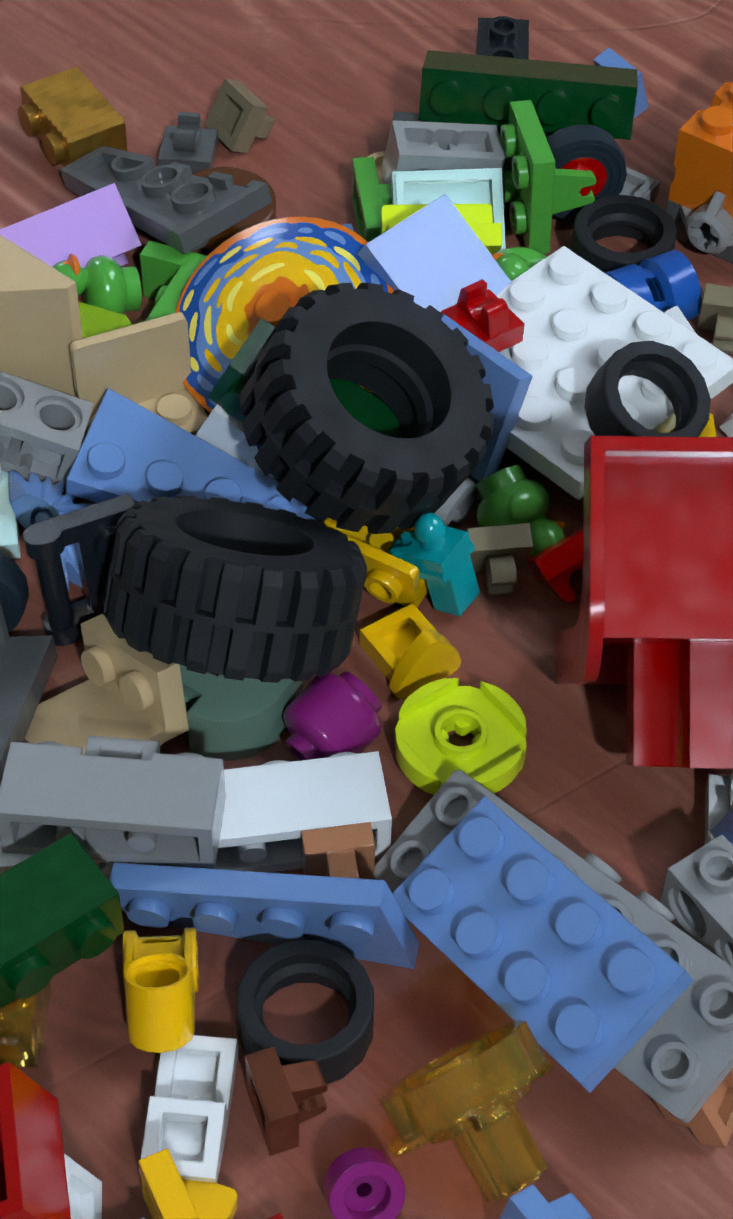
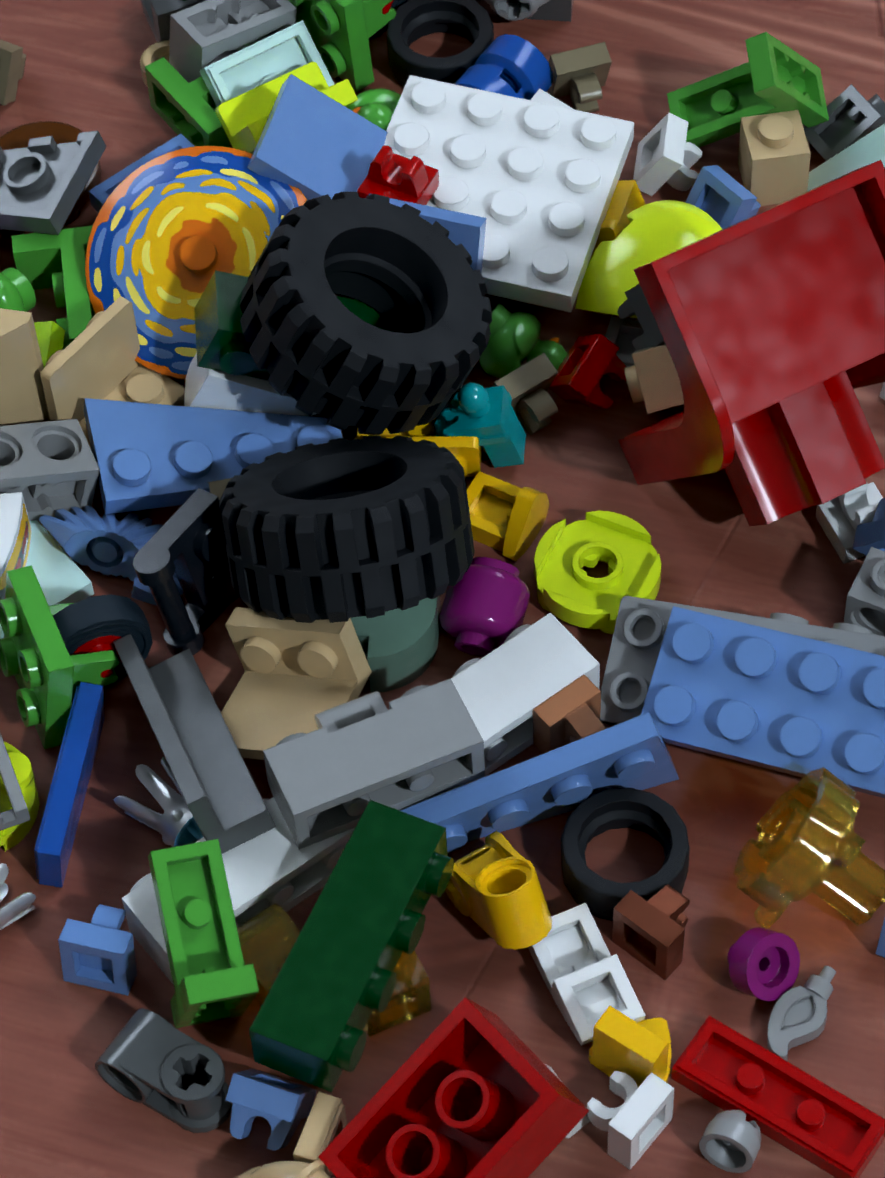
camera: 25 degrees left, 5 degrees up
(664, 368) = (614, 171): black tyre -> none

